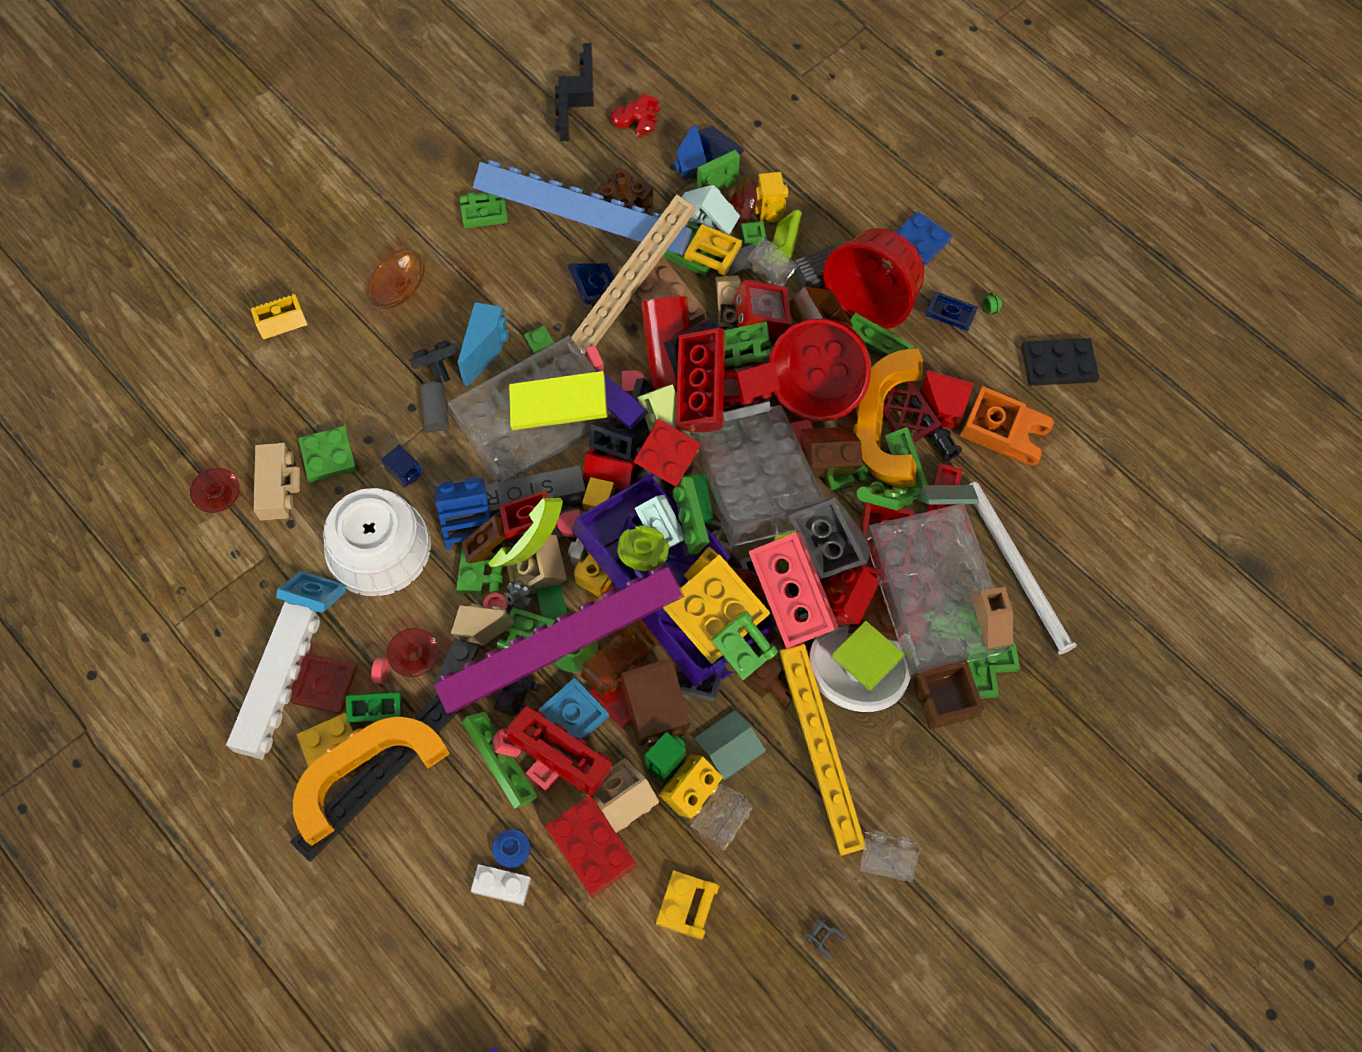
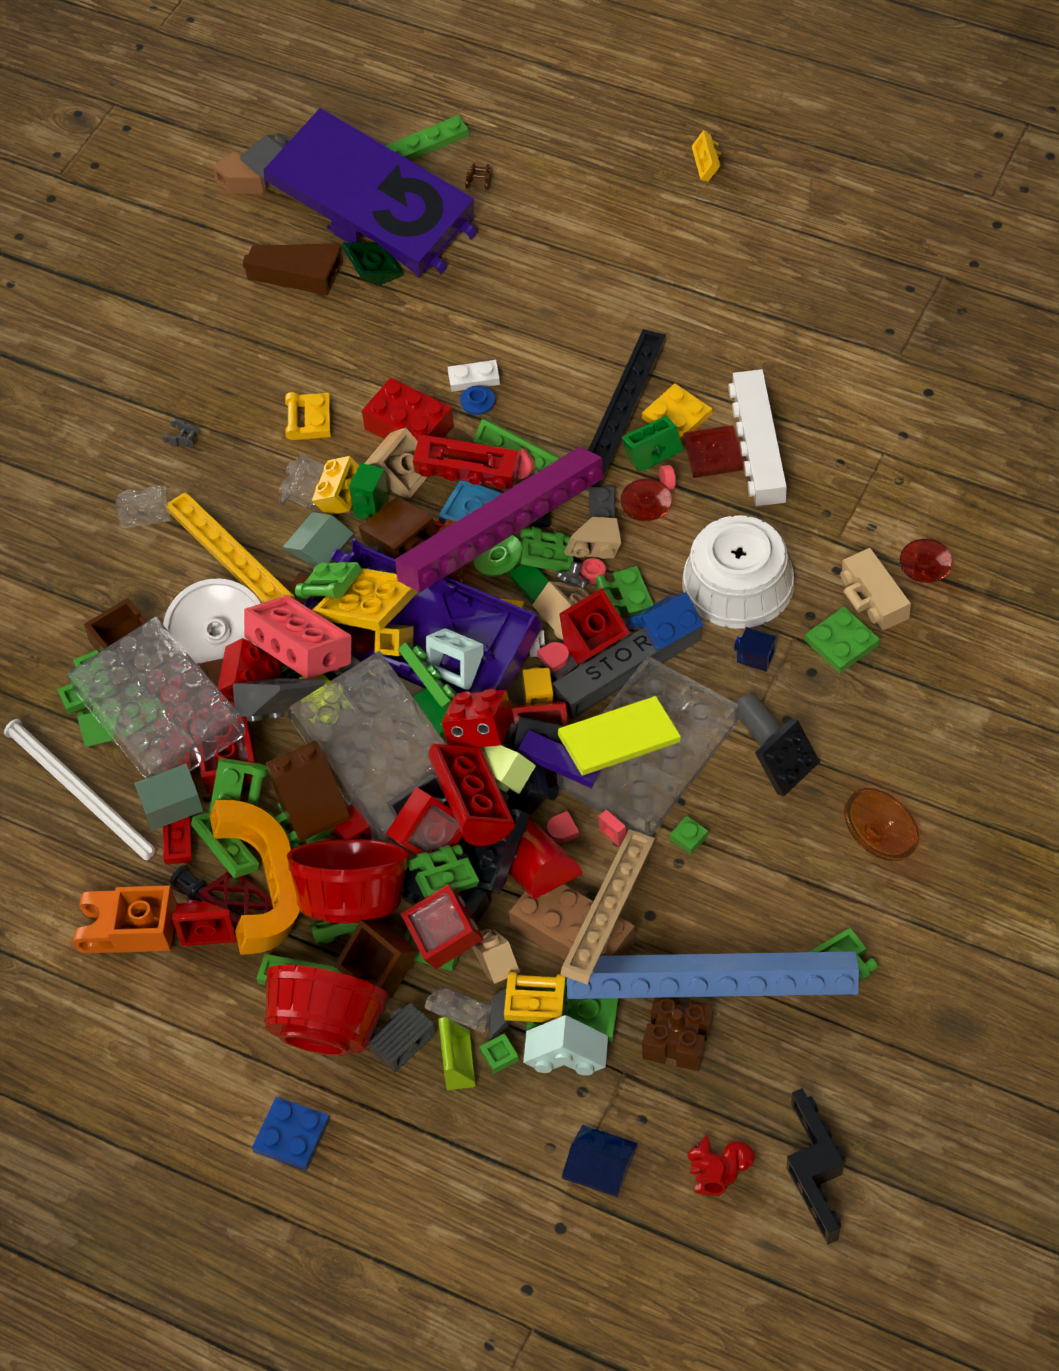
camera: 165 degrees right, 10 degrees down
(278, 316) = (981, 738): yellow brick -> none
(311, 591) = (771, 502): dark azure plate -> none
(345, 757) = (607, 429): light orange arch -> none
(482, 340) = (745, 798): dark azure slope -> none
(485, 541) = (628, 598): reddish brown slope -> none
(545, 518) = (577, 590): lime slope -> none
(591, 280) = (659, 917): clear blue slope -> none
(643, 548) = (457, 608): lime tile -> none
(690, 155) = (617, 1119): blue slope -> none
(720, 172) = (571, 1097): bright green plate -> none
(744, 199) = (527, 1077): clear red dish -> none
(771, 197) = (493, 1091): yellow brick -> none
(868, 655) = (208, 628): lime tile -> none
(951, 311) = (225, 1040): clear blue slope -> none
(991, 303) = (178, 1074): bright green plate -> none
(994, 617) = (93, 669): medium nougat slope -> none
(1059, 362) = (80, 1035): black plate -> none

